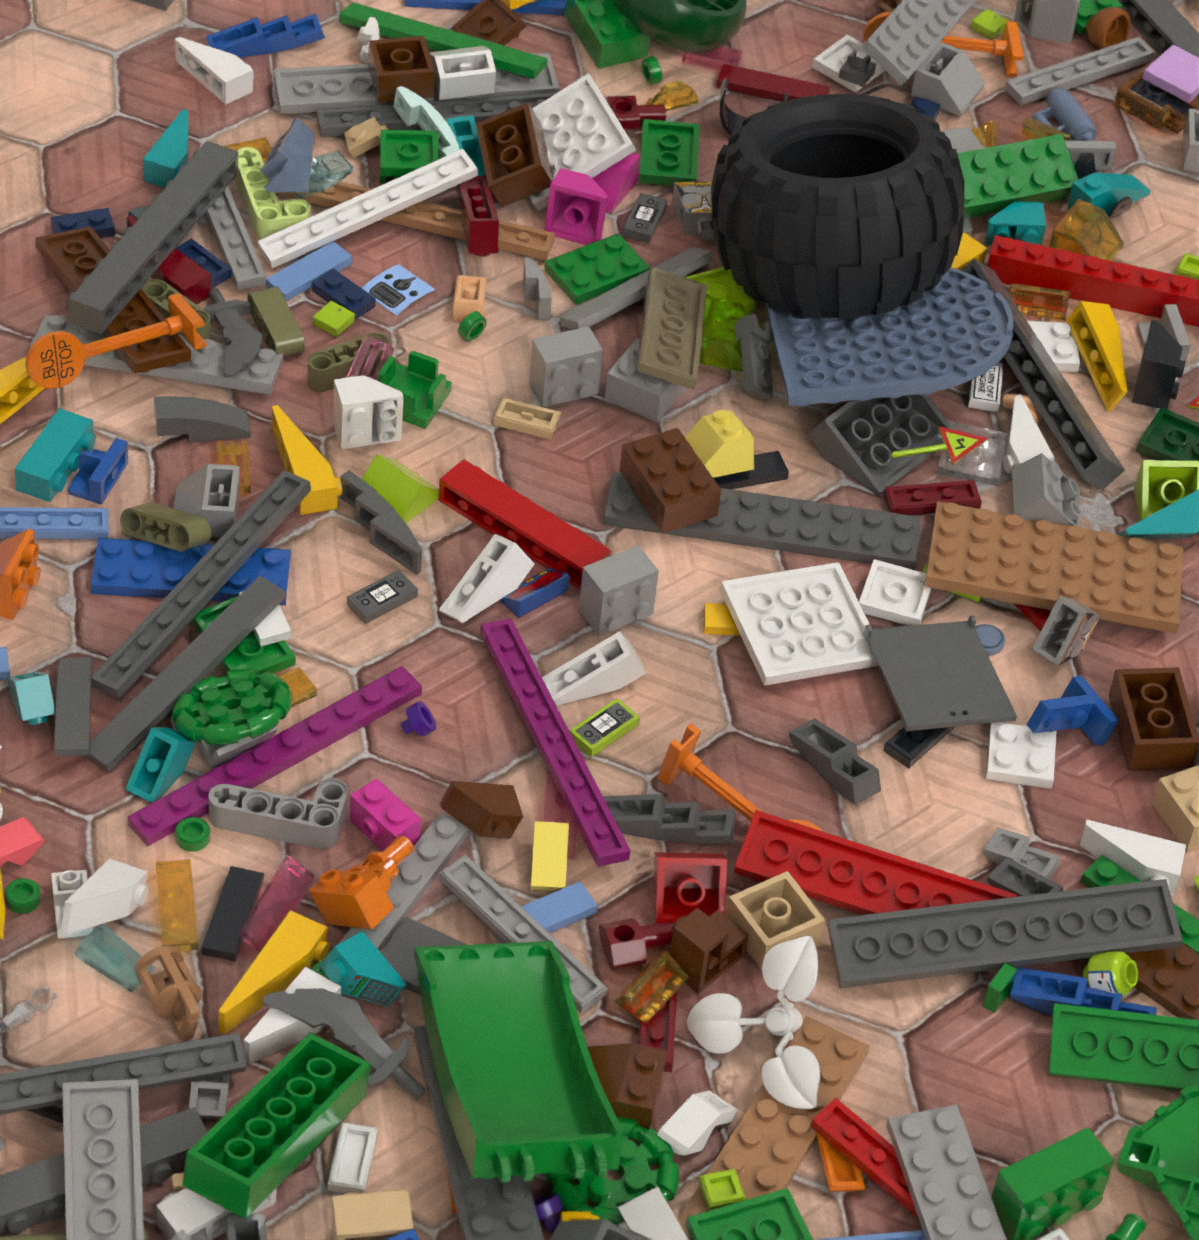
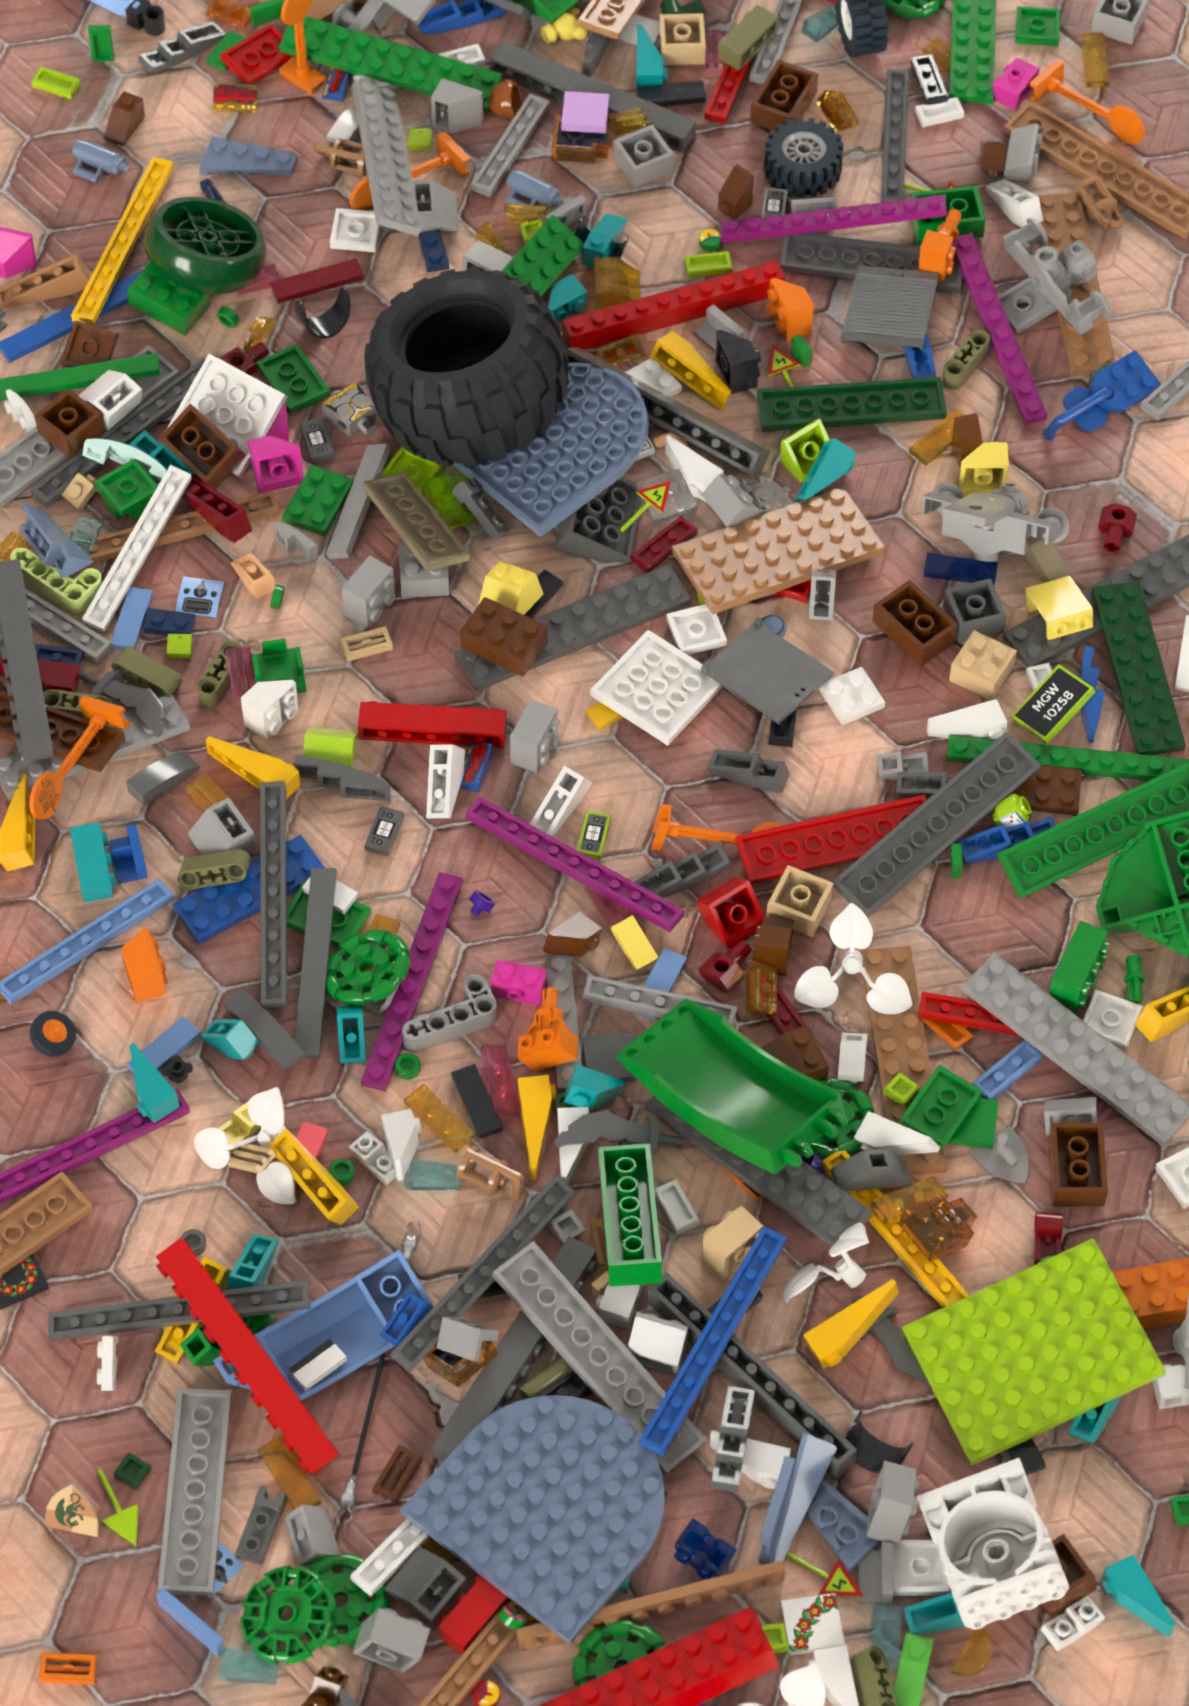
camera: 30 degrees left, 10 degrees up
(857, 69) = (368, 235): dark grey tile -> none
(1074, 709) = (867, 643): blue bracket -> none

